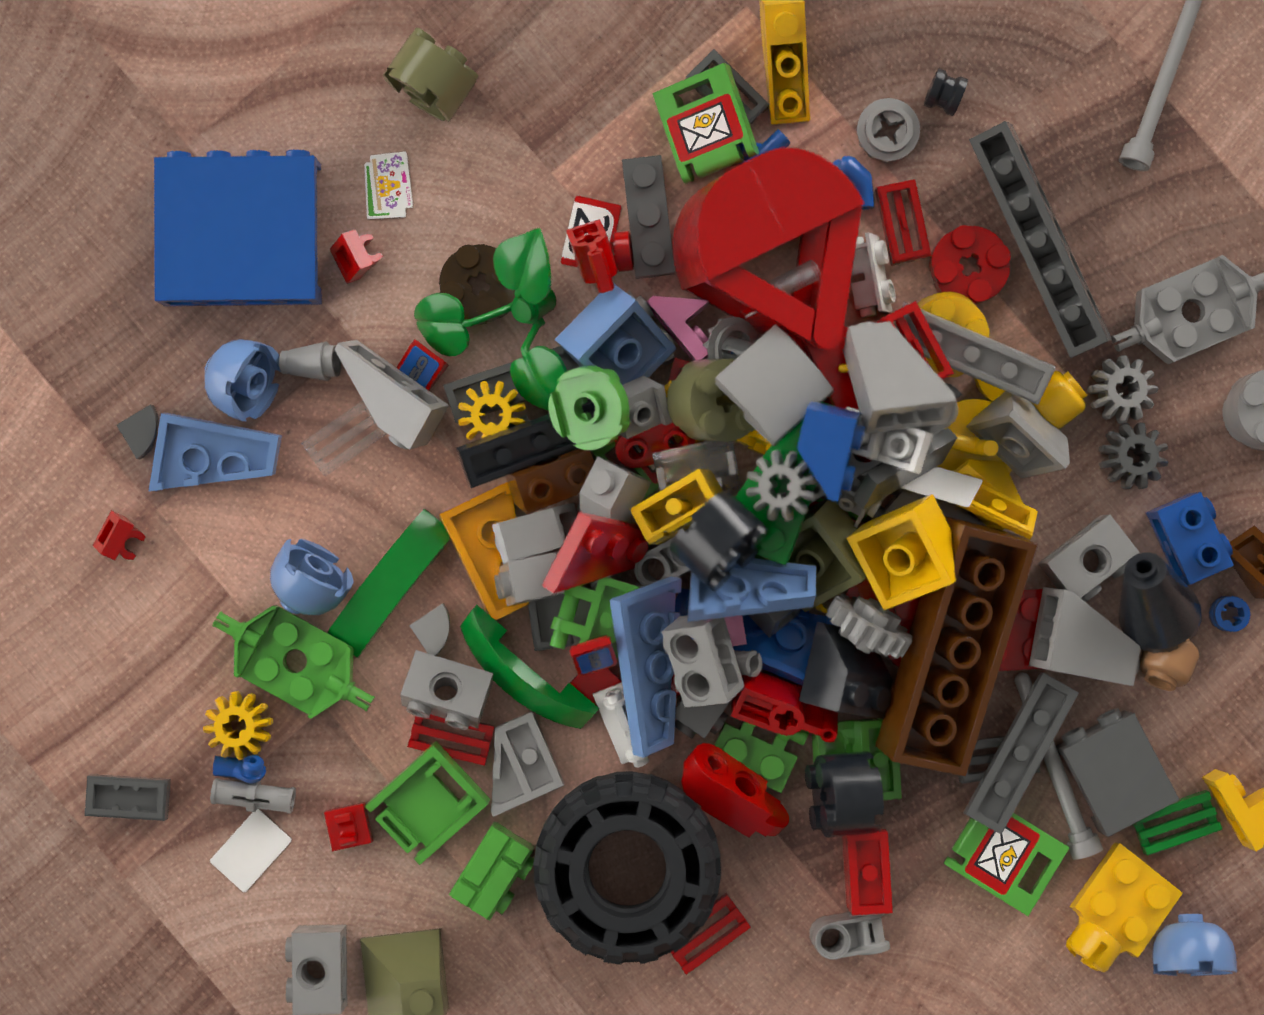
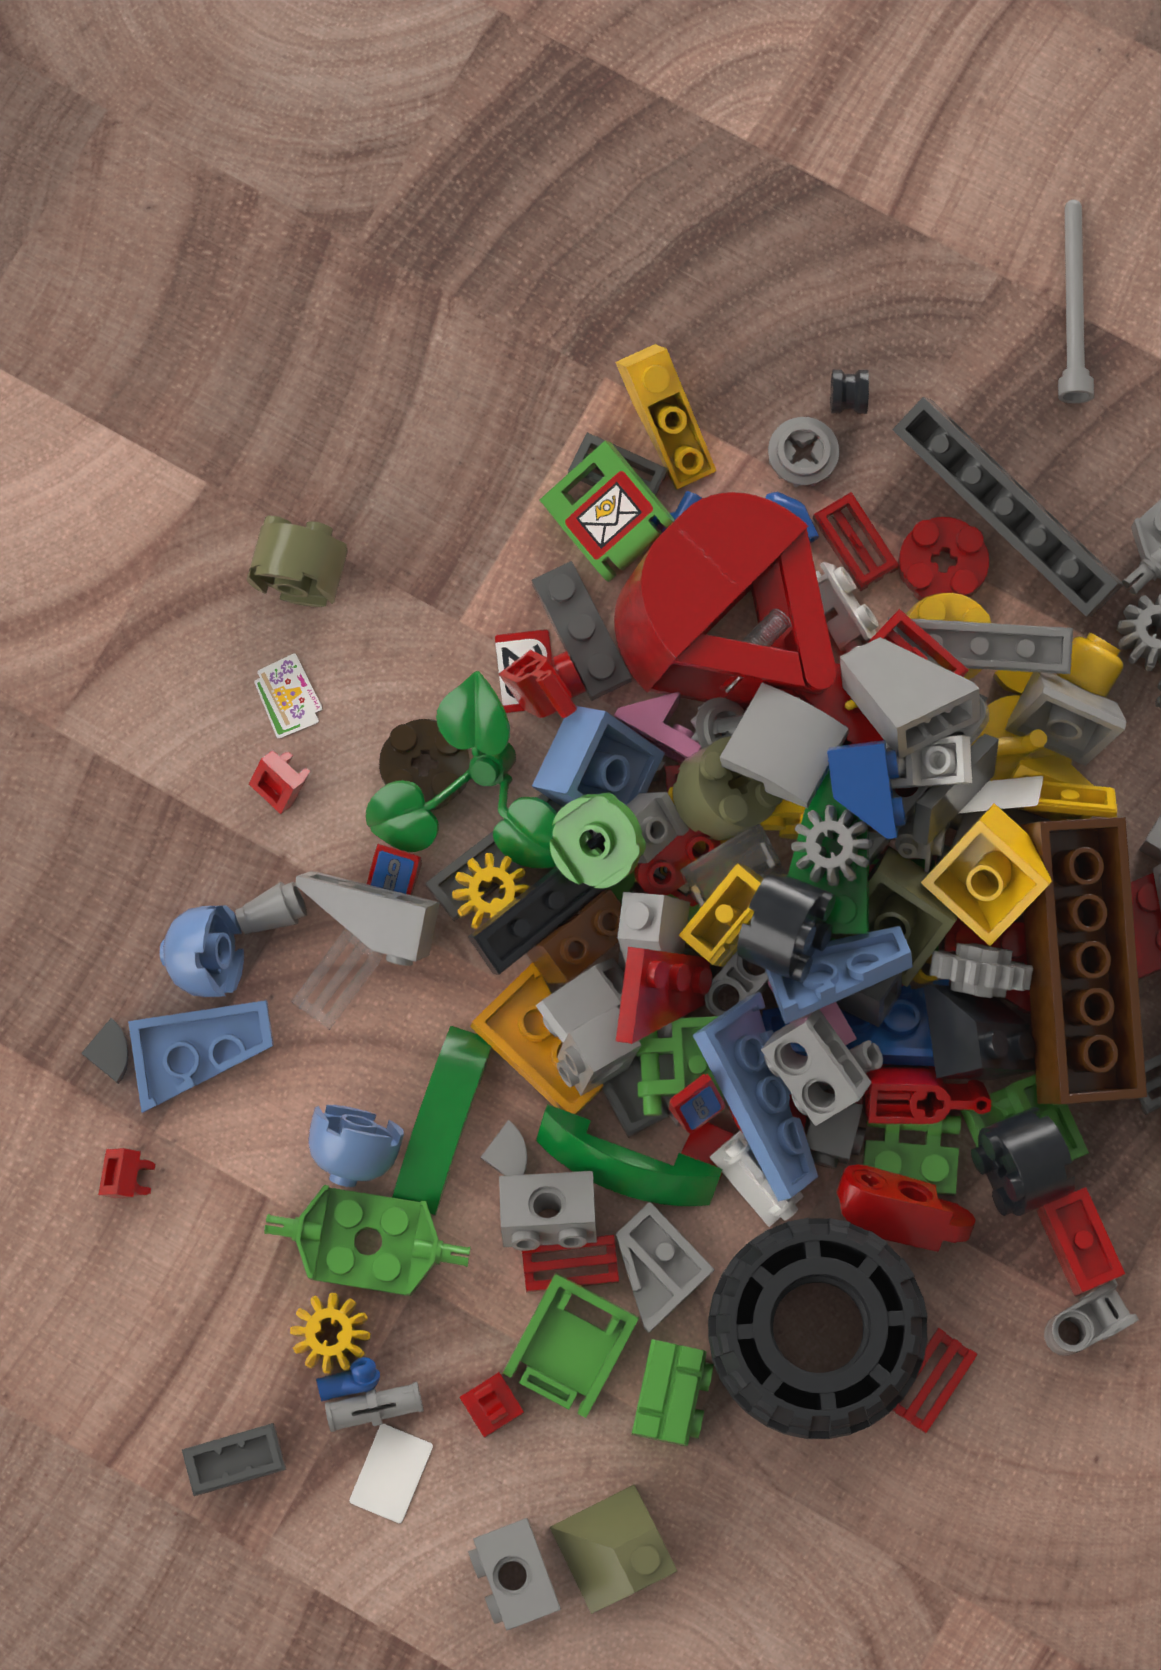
camera: 15 degrees left, 10 degrees down
(236, 229) = (143, 797): blue panel -> none

